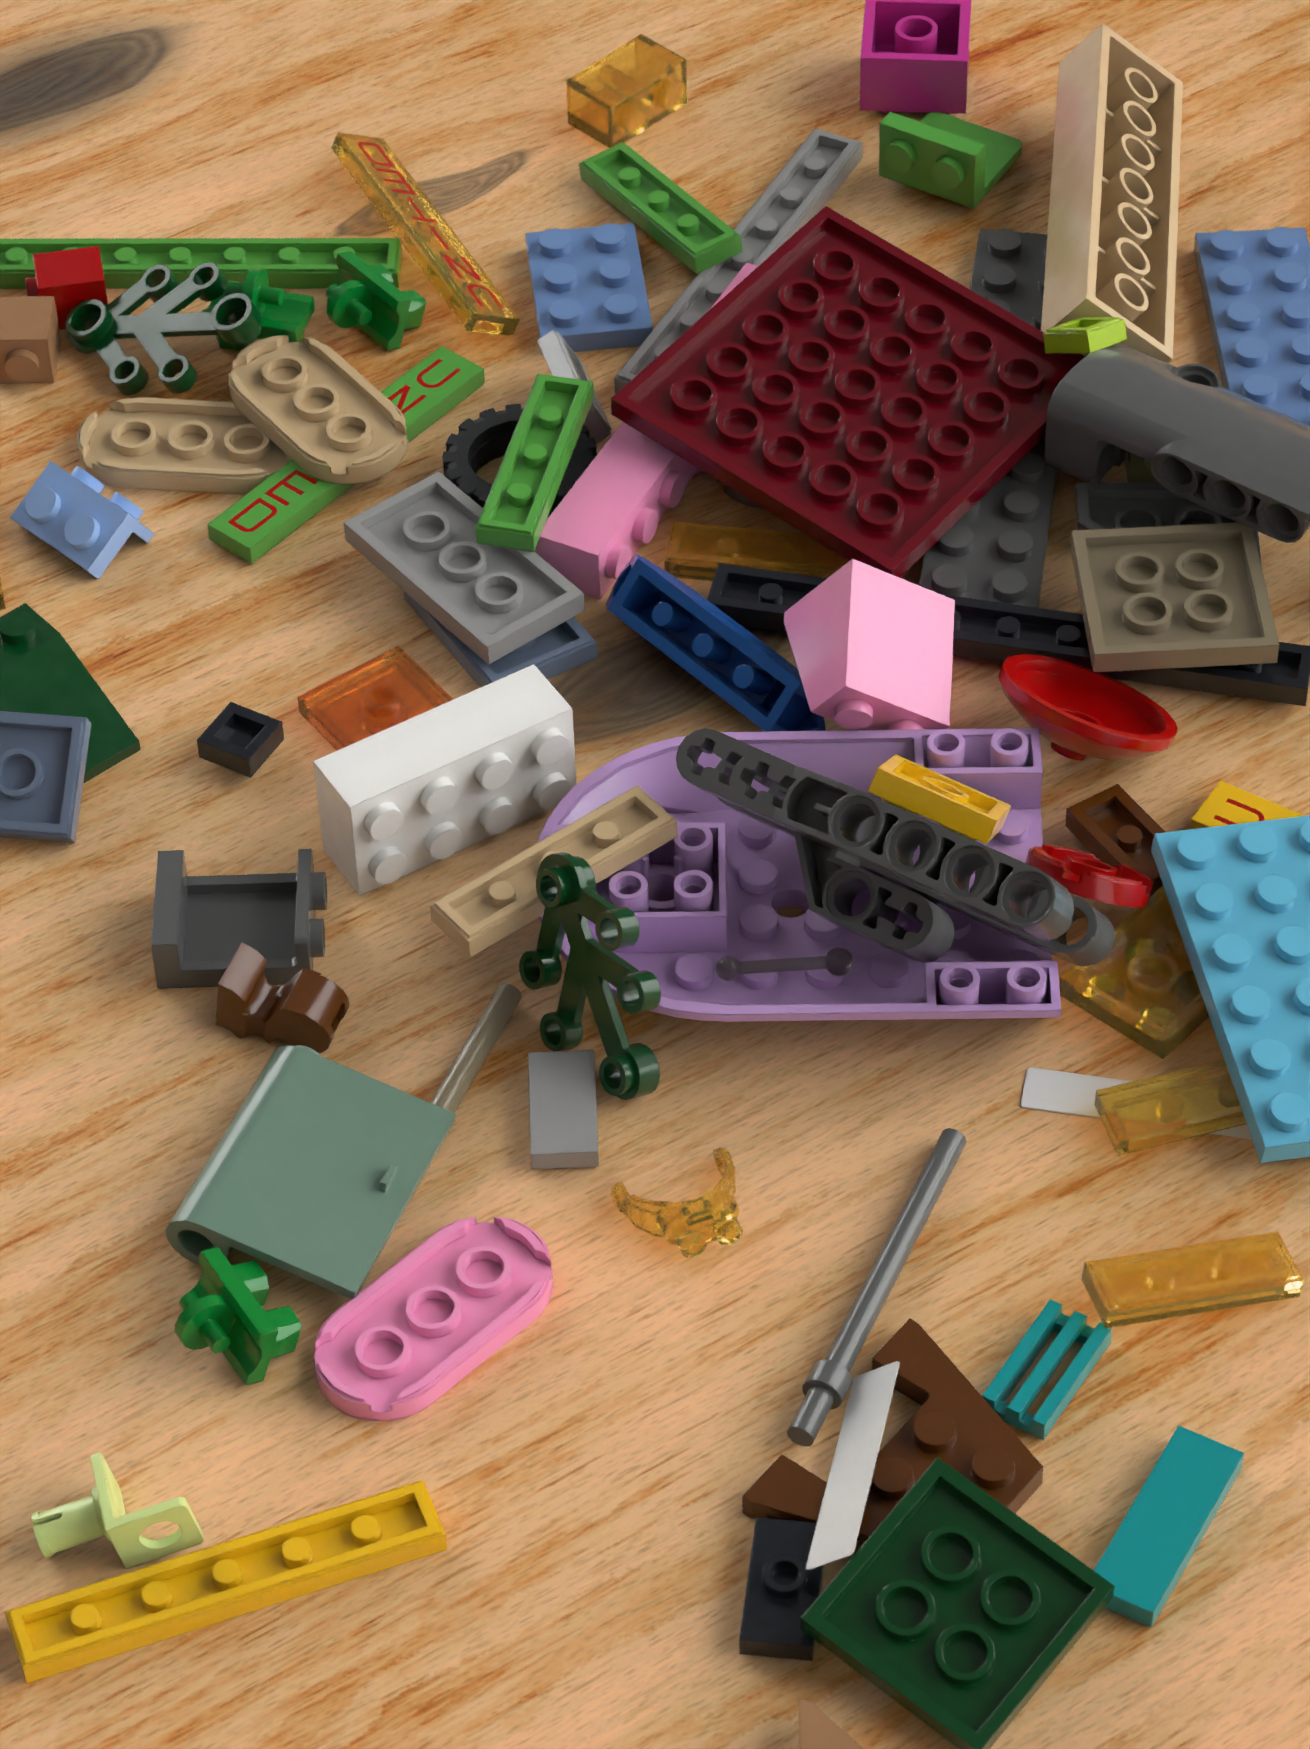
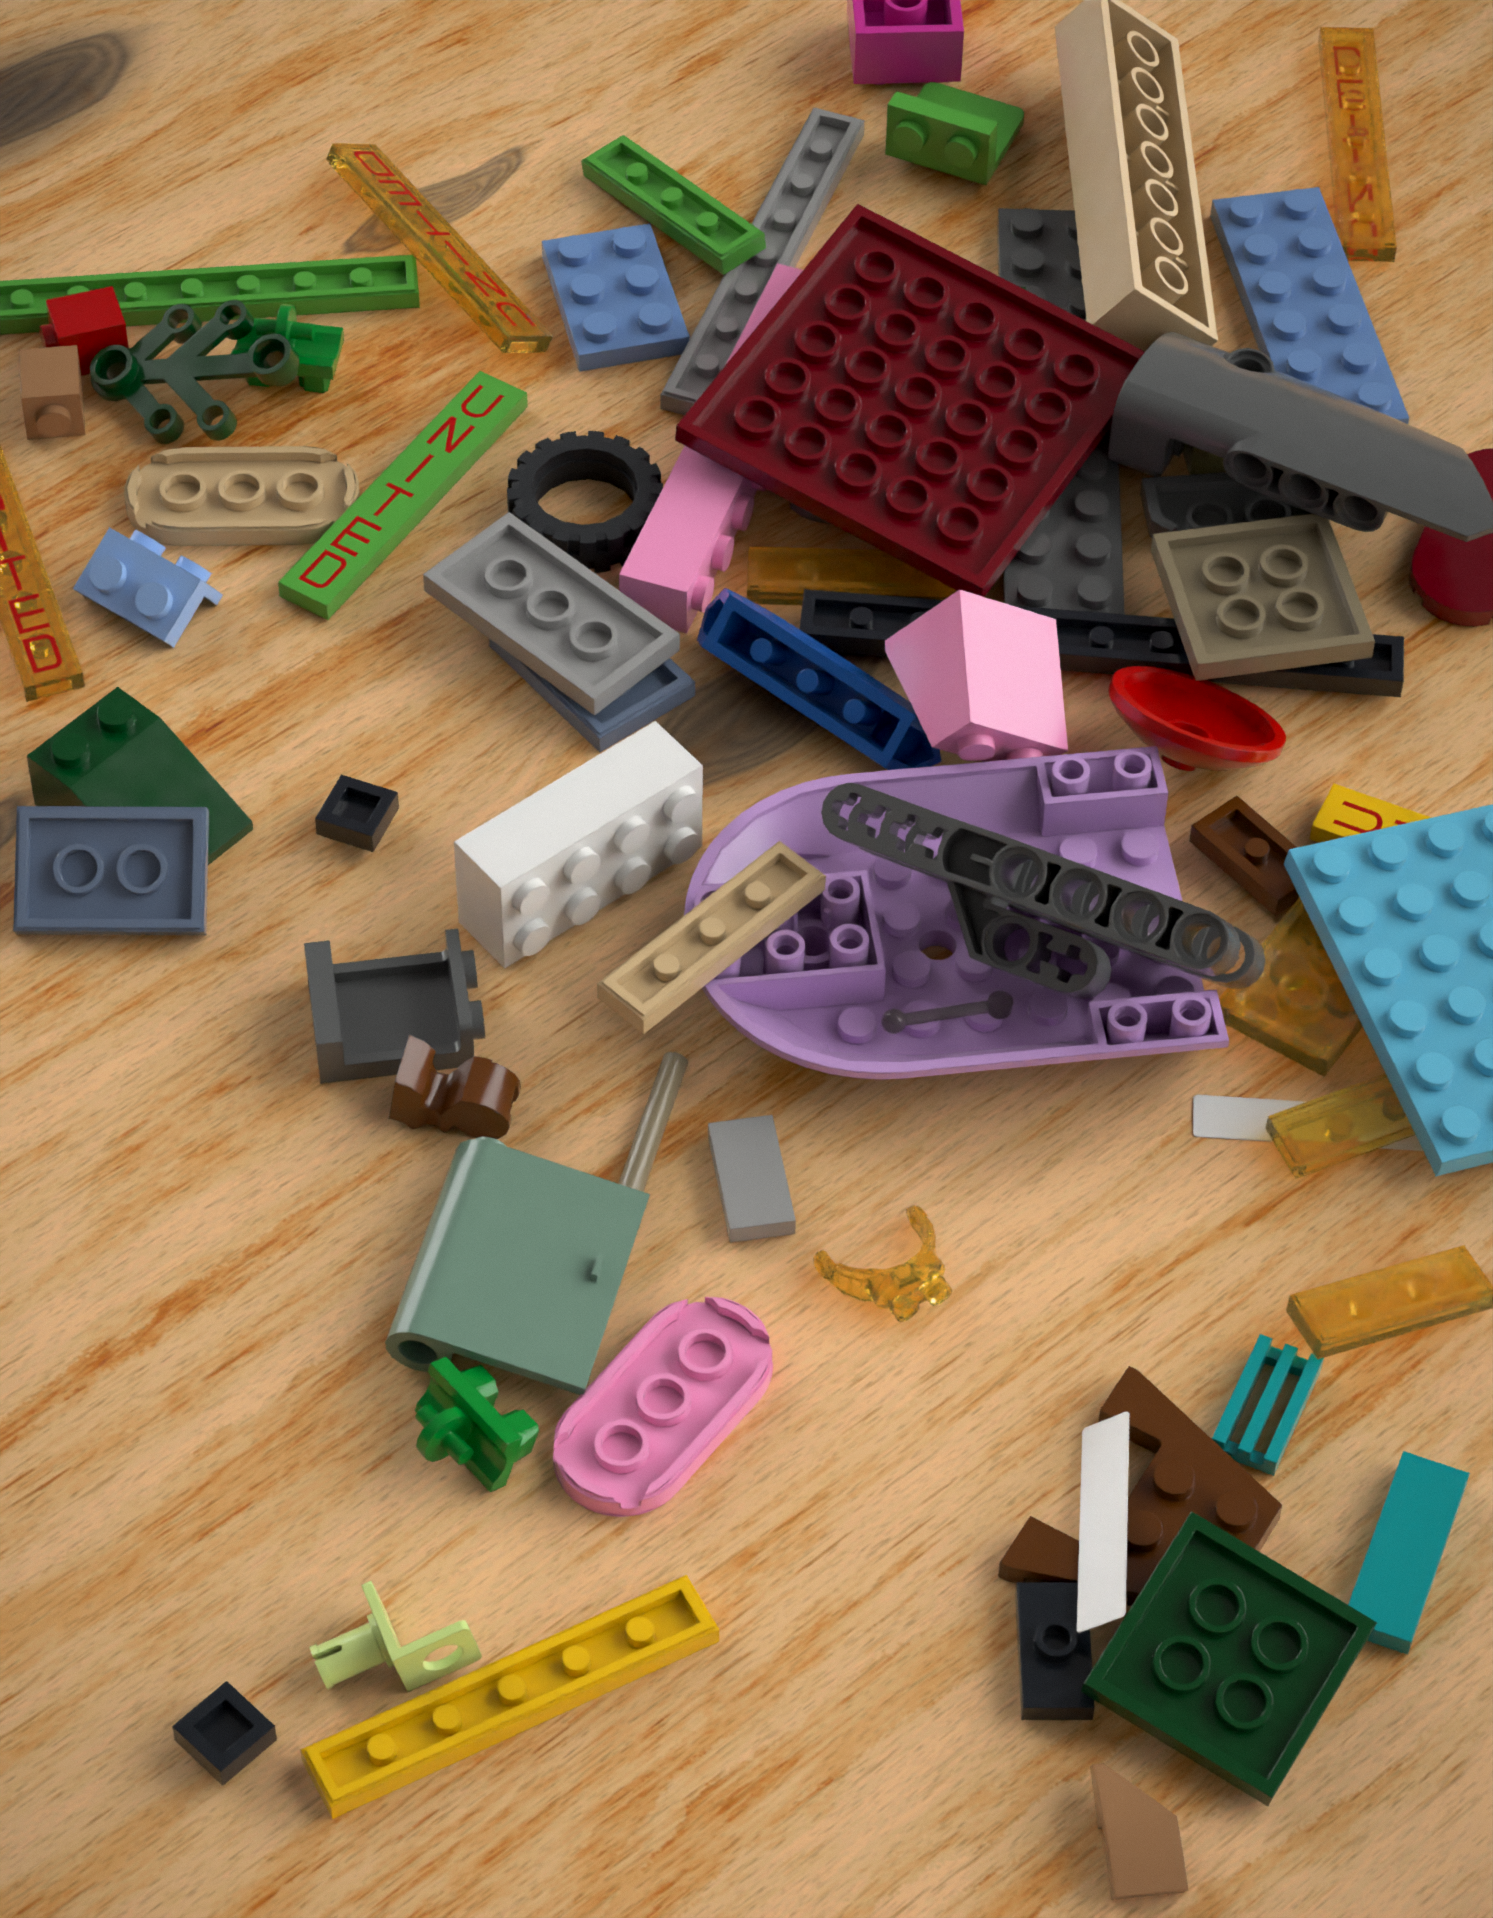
camera: 10 degrees left, 5 degrees up
(318, 409) = (368, 450): tan tile -> none
(370, 301) = (395, 325): green hips -> none
(371, 698) = (487, 766): clear orange plate -> none
(535, 463) = (606, 497): bright green tile -> none
(565, 363) = (624, 405): light grey tile -> none
(570, 898) = (737, 971): dark green plant -> none
(627, 91) = (617, 79): clear yellow brick -> none
(830, 1377) = (1062, 1433): dark grey bar -> none
(939, 799) = (1069, 828): yellow plate -> none
(1085, 335) = (1137, 328): lime tile -> none
(1090, 877) = (1234, 901): red tile -> none

